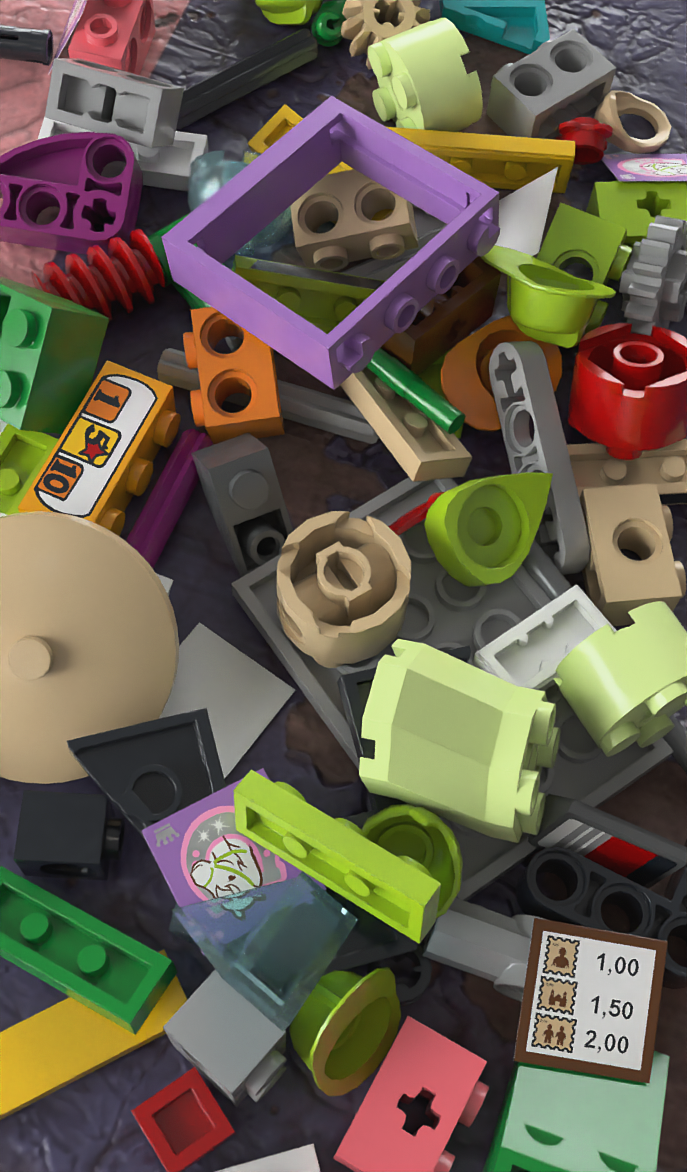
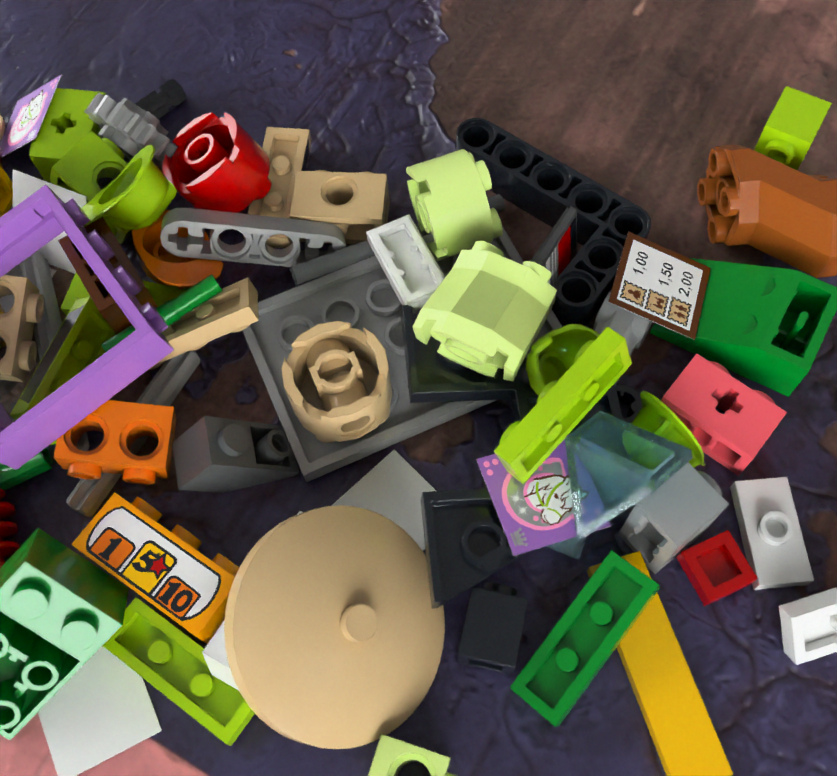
camera: 70 degrees left, 0 degrees up
(168, 497) = (205, 517): magenta axle -> none
(482, 525) = (306, 283): lime piece -> none

